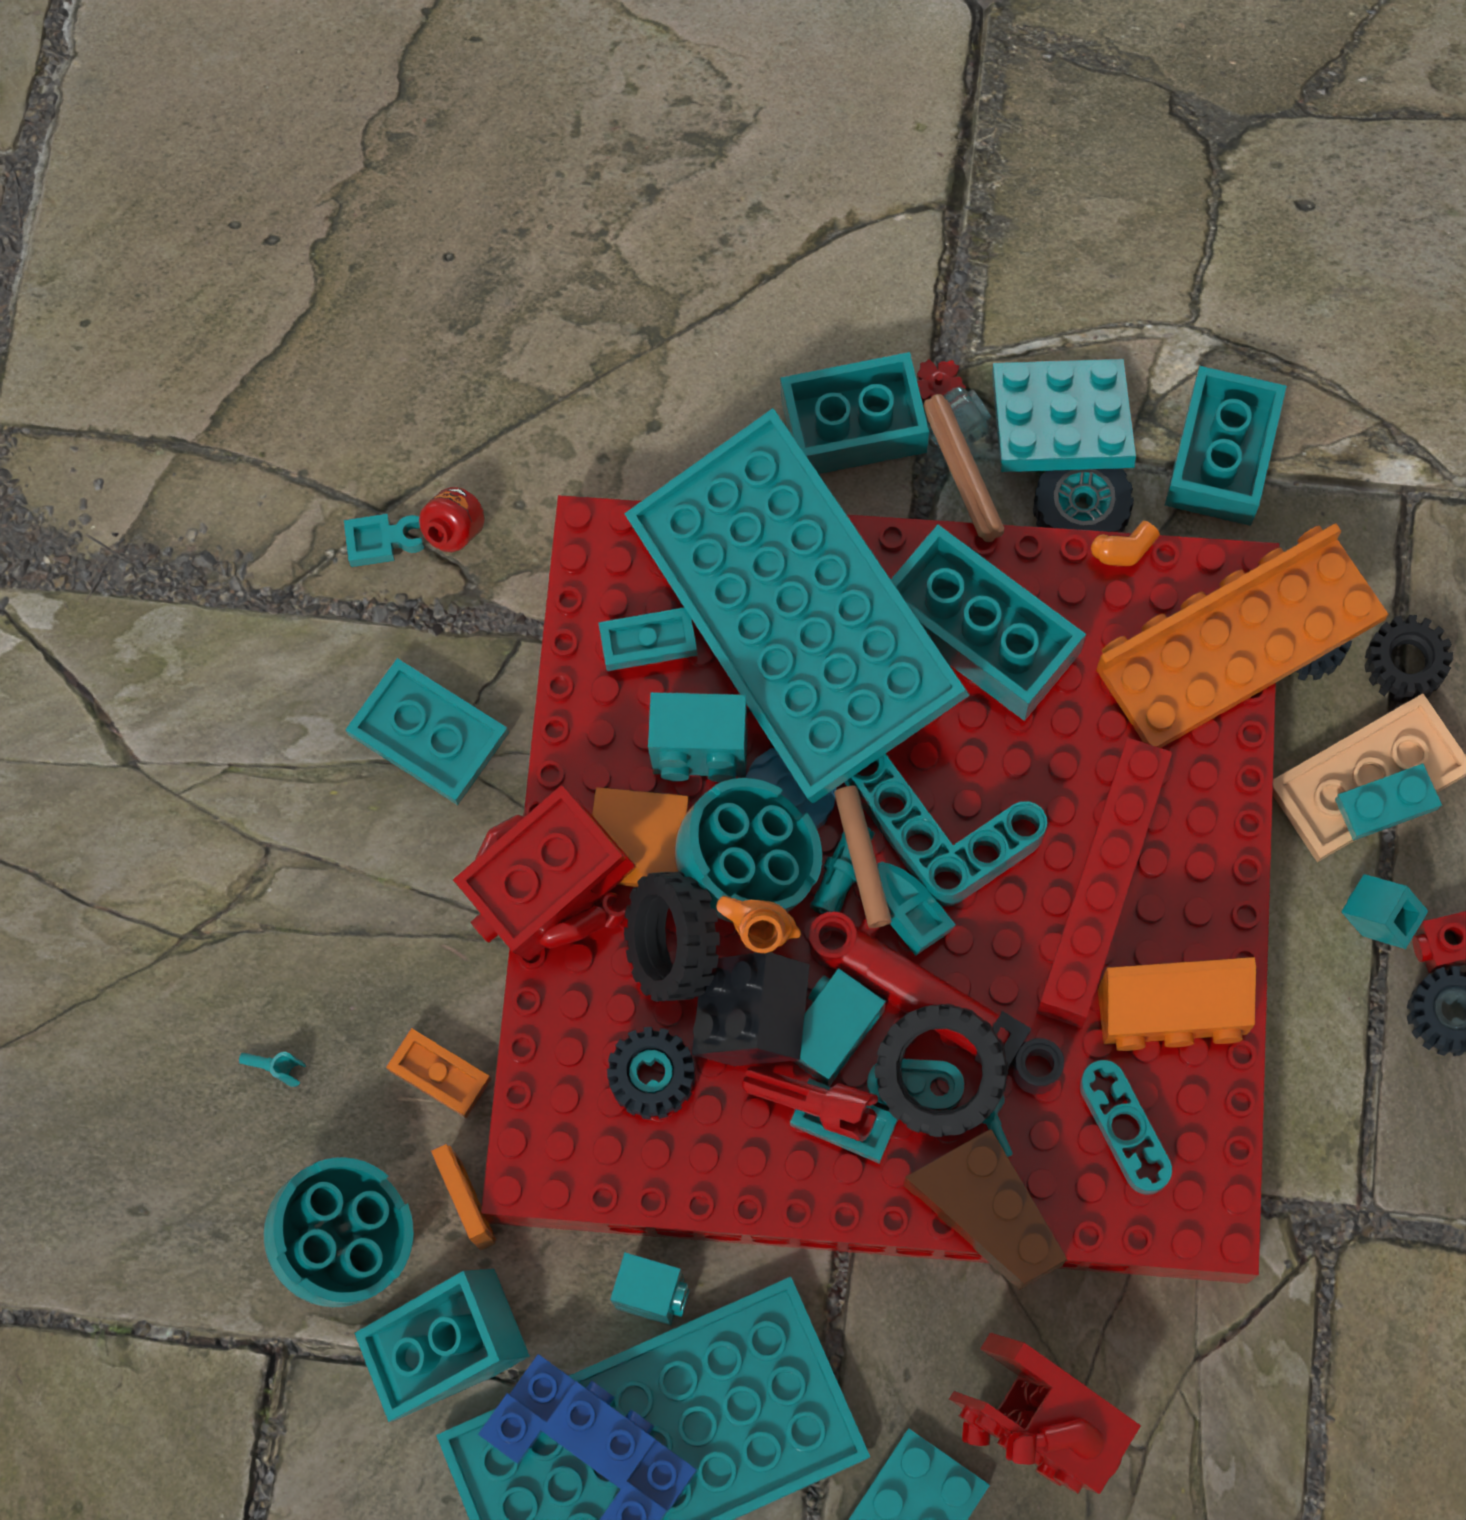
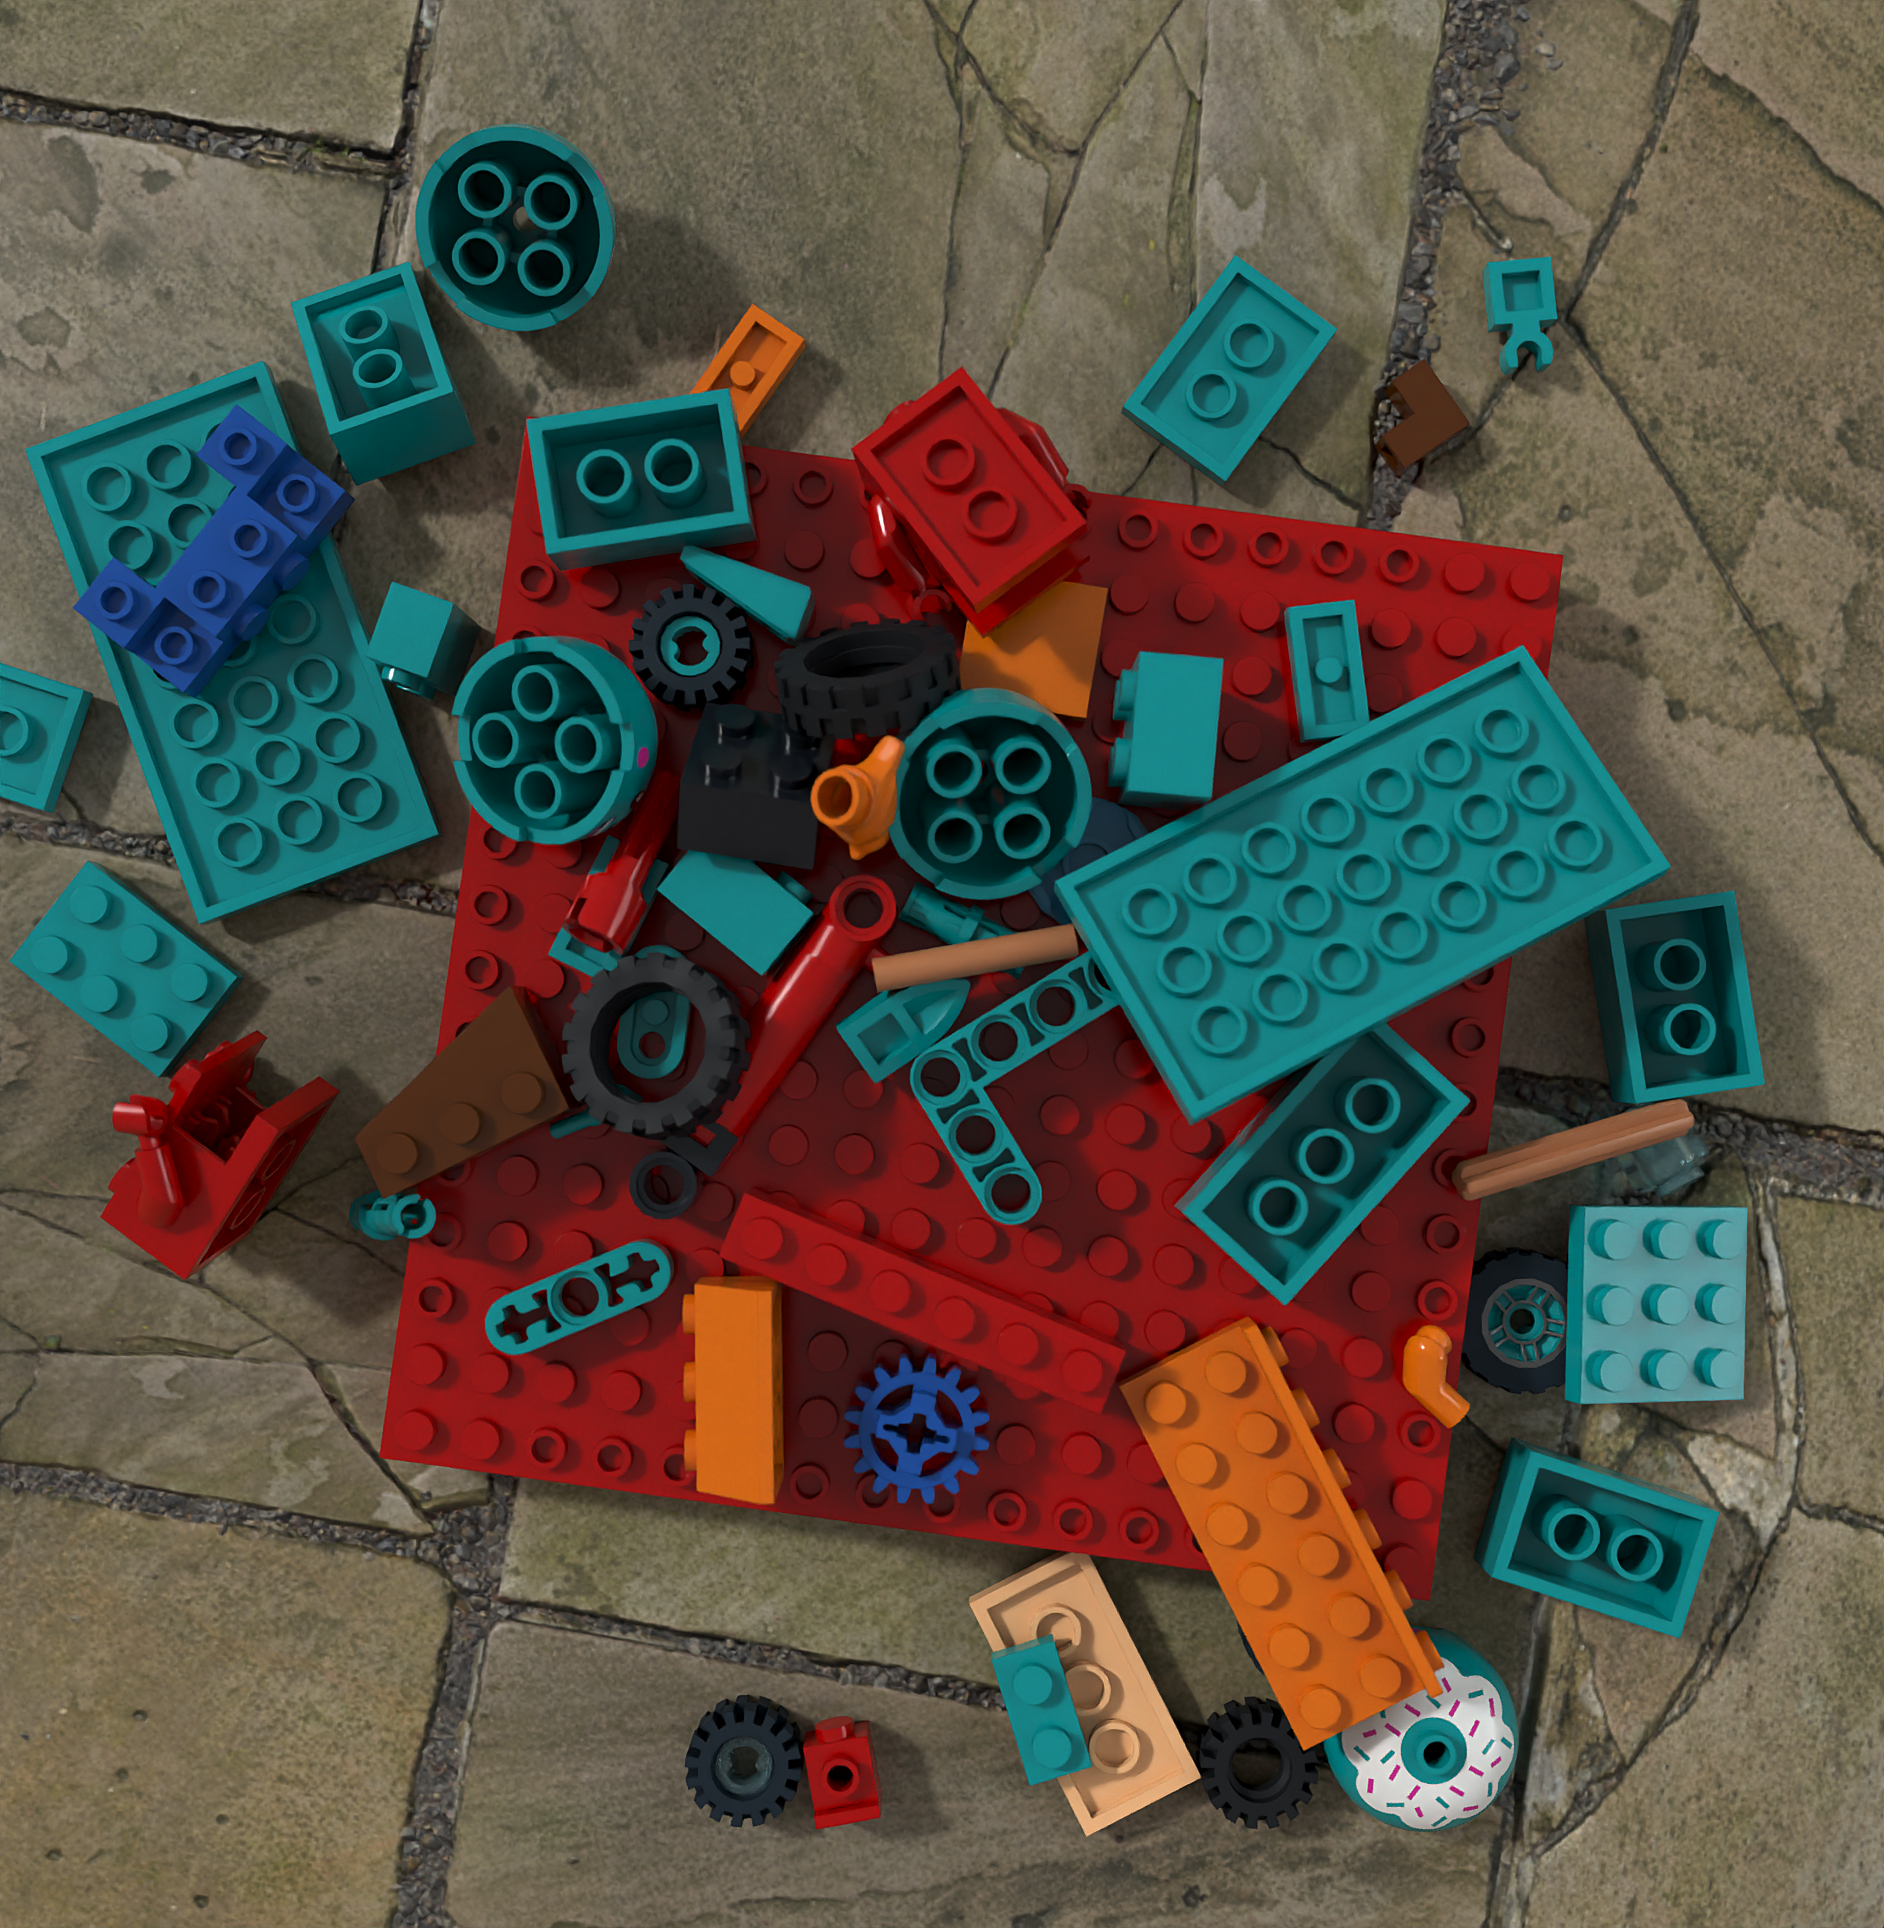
camera: 90 degrees right, 15 degrees up
(278, 1066) = (765, 163): teal hand -> none
(451, 519) = (1542, 409): red head -> none
(454, 596) = (1428, 417): none -> reddish brown piece
(463, 1196) = (572, 387): orange tile -> none
(532, 1109) = (641, 479): none -> teal brick
(614, 1020) = (768, 599): none -> teal slope
(744, 1176) = (553, 739): none -> teal cylinder
(938, 381) = (1722, 1125): red plant -> none
(1079, 1289) = (394, 1216): none -> teal pin
(1214, 882) = (948, 1433): none -> blue gear
(1384, 911) = (885, 1684): teal brick -> none
(1394, 568) = (1393, 1771): none -> cylinder

